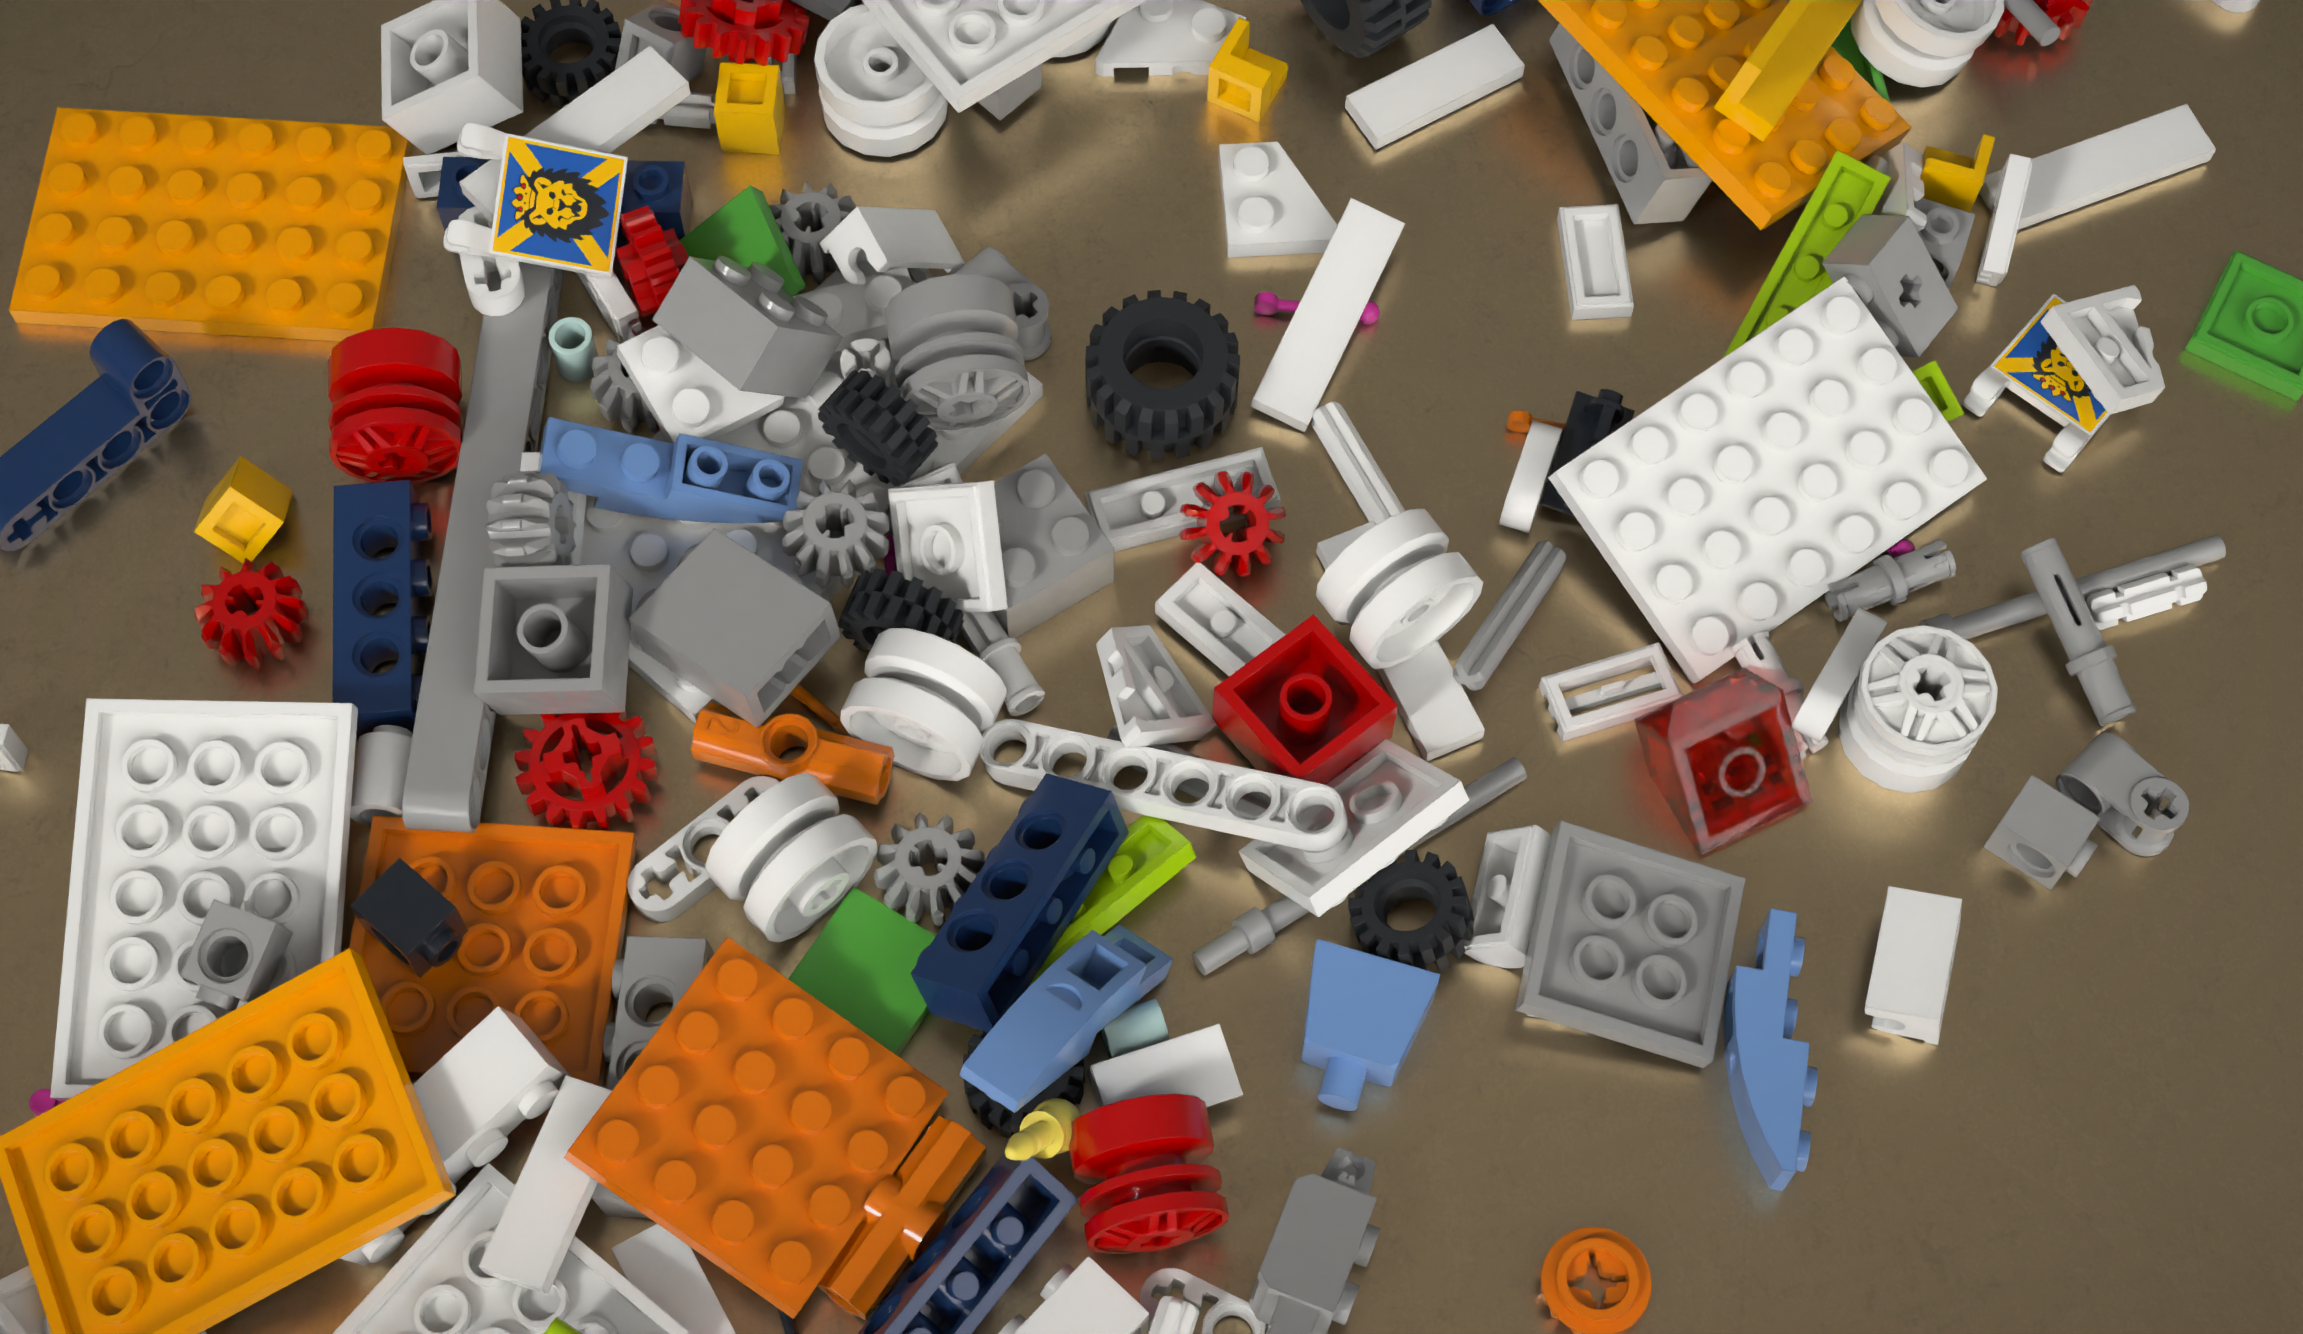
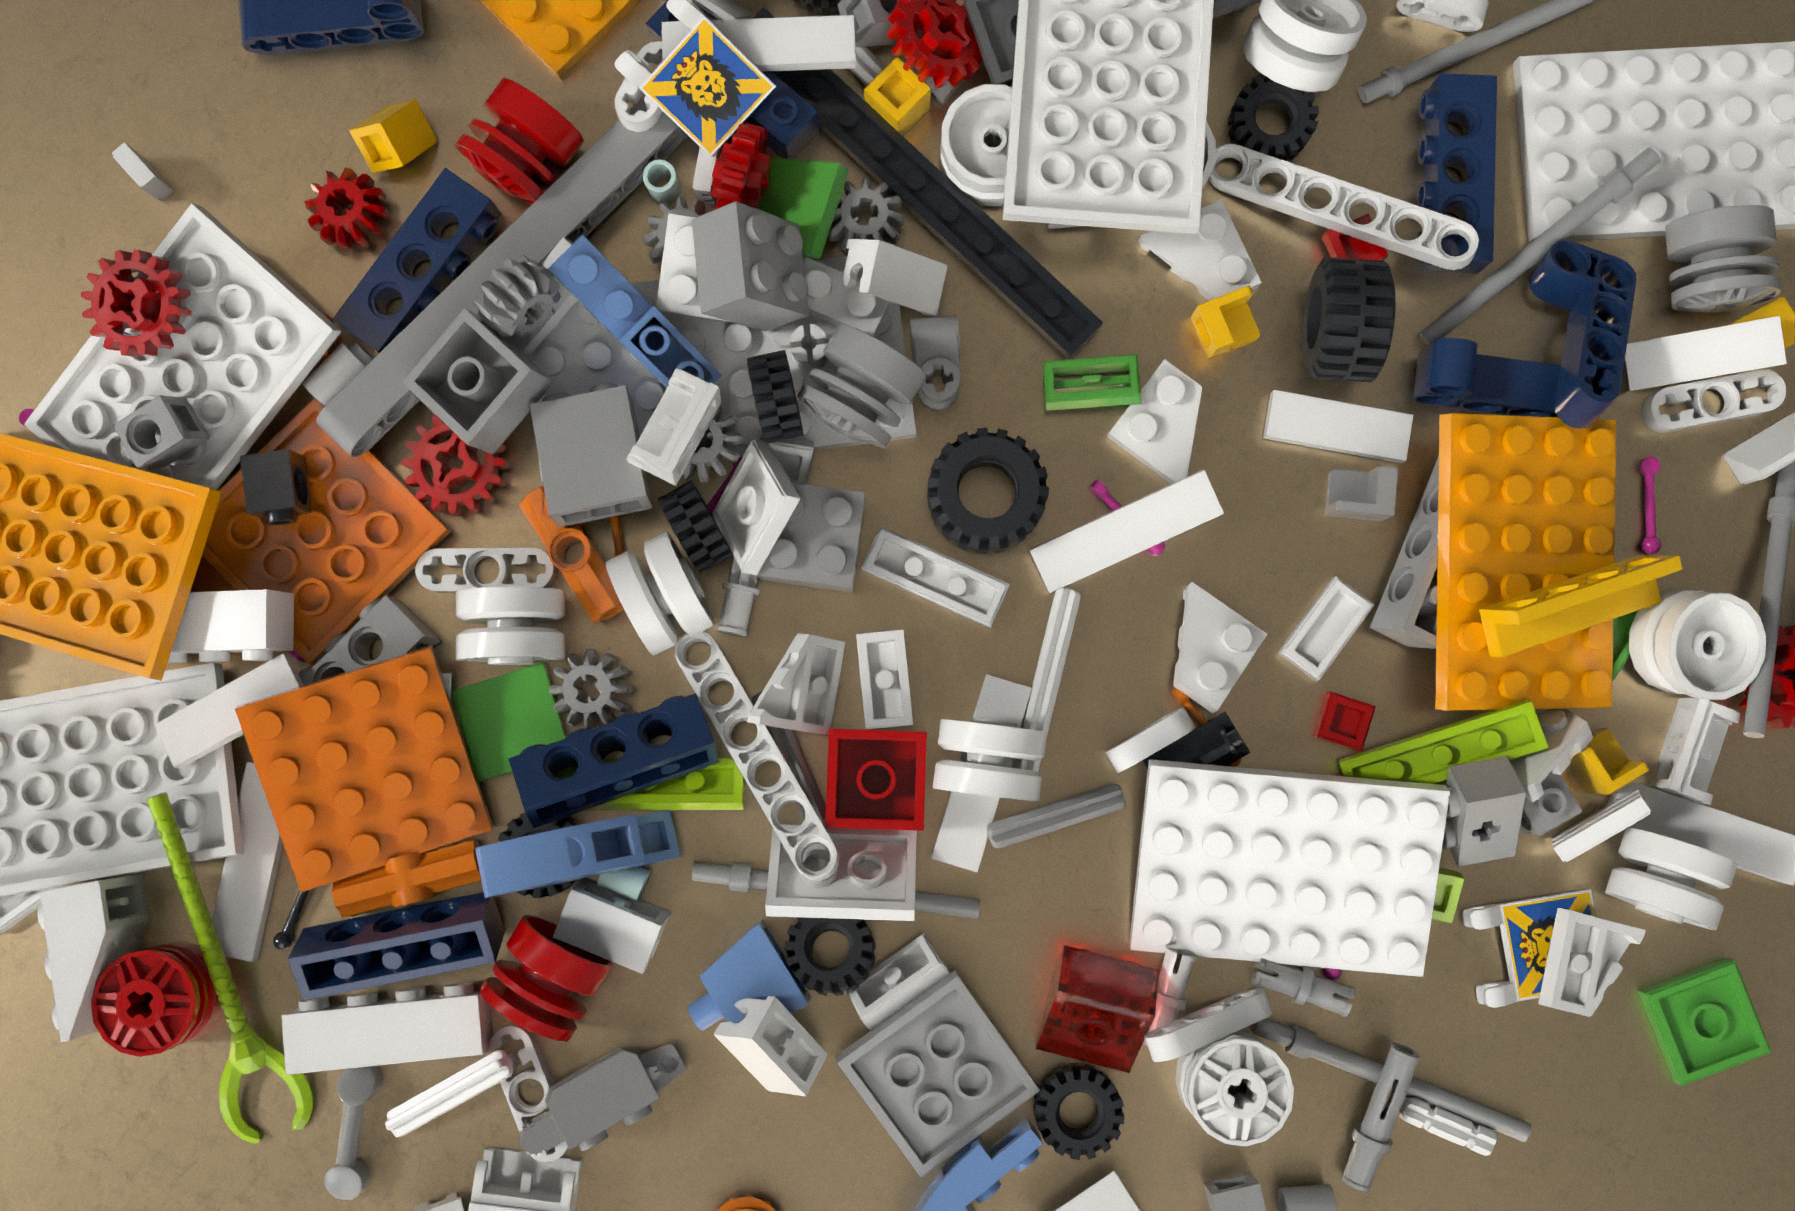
camera: 45 degrees right, 20 degrees up
(100, 865) = (136, 303): none -> red gear
(803, 514) = (676, 426): none -> white hinge
(895, 170) = (944, 209): none -> black plate
(1044, 1131) = (504, 912): light yellow bar -> none
(1176, 218) = (1092, 389): none -> bright green tile
(1248, 537) = (948, 642): red gear -> none
(1443, 1046) = (773, 1046): none -> white hinge
(1509, 353) = (1212, 647): none -> white wing
(1518, 123) = (1362, 494): none -> light grey panel
(1561, 709) = (1036, 892): white tile -> none
(1692, 326) = (1344, 721): none -> red tile
(1820, 840) = (1099, 1132): none -> black tyre
(2012, 103) = (1692, 749): none -> white hinge
(2107, 211) = (1670, 878): none -> white wheel

